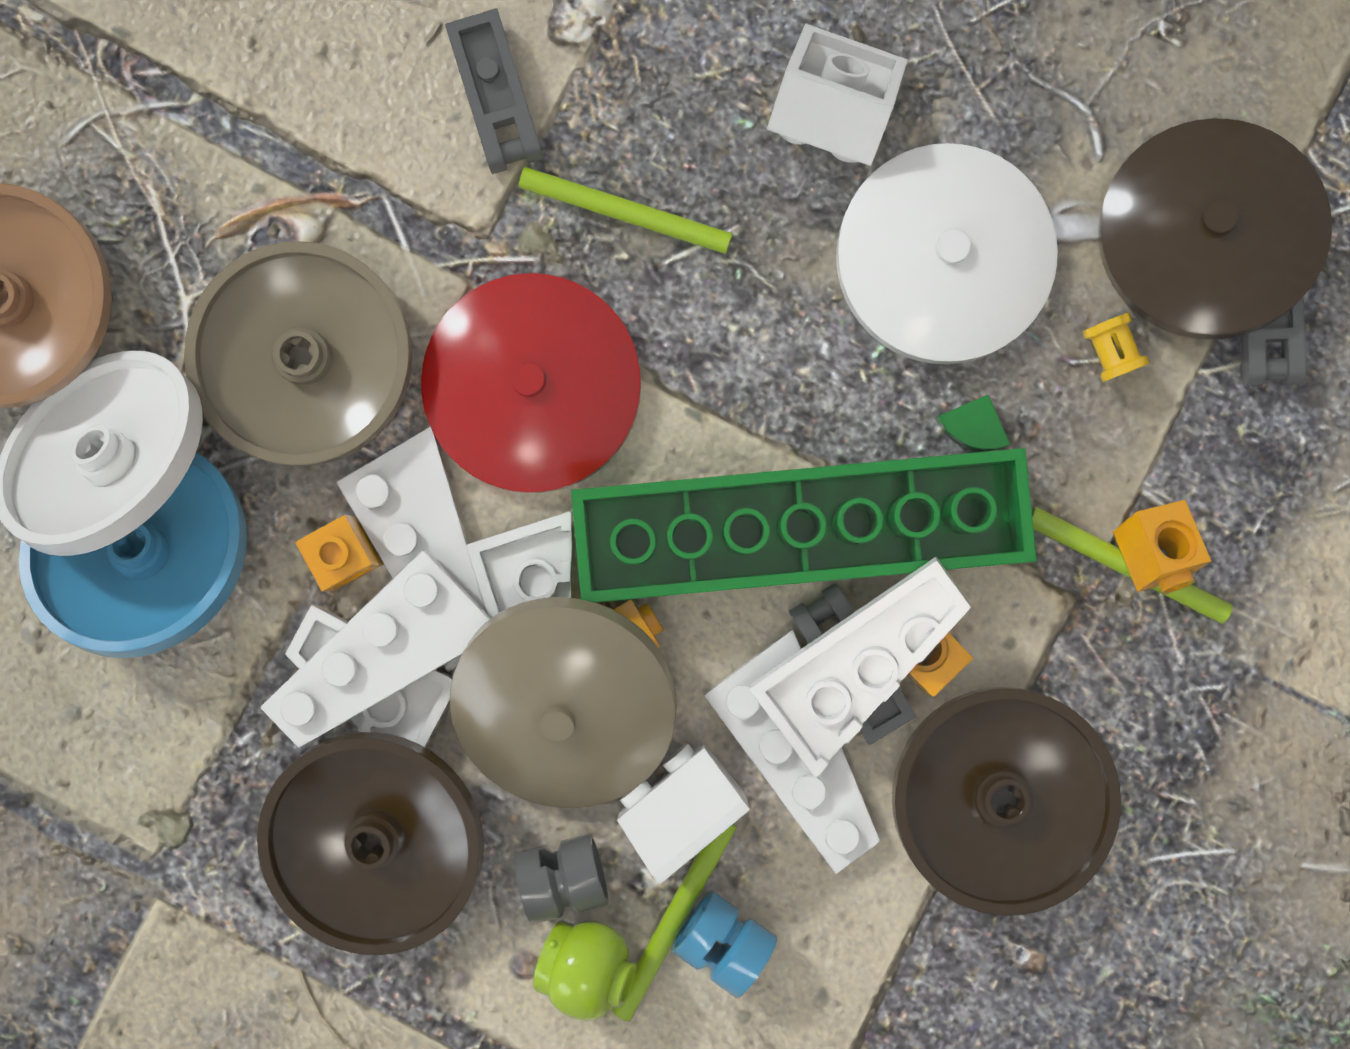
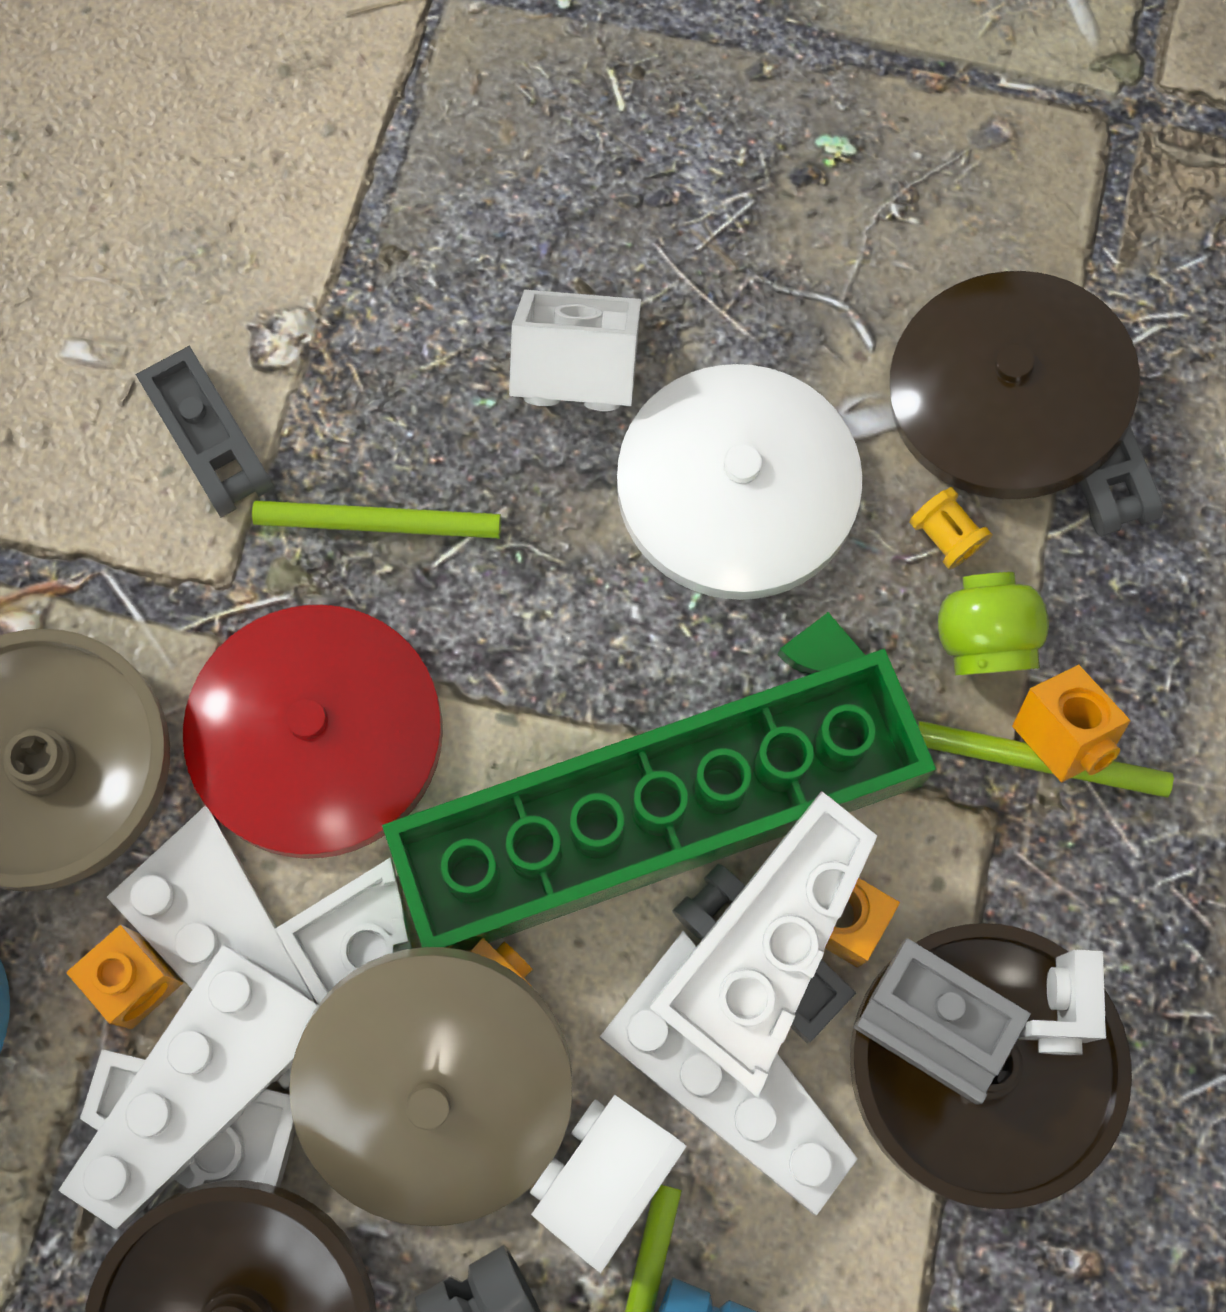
camera: 15 degrees left, 15 degrees down
(977, 762) = (942, 1021): none -> light grey plate
(1091, 776) = (1077, 994): none -> white bracket
(1124, 447) = (993, 625): none -> lime piece

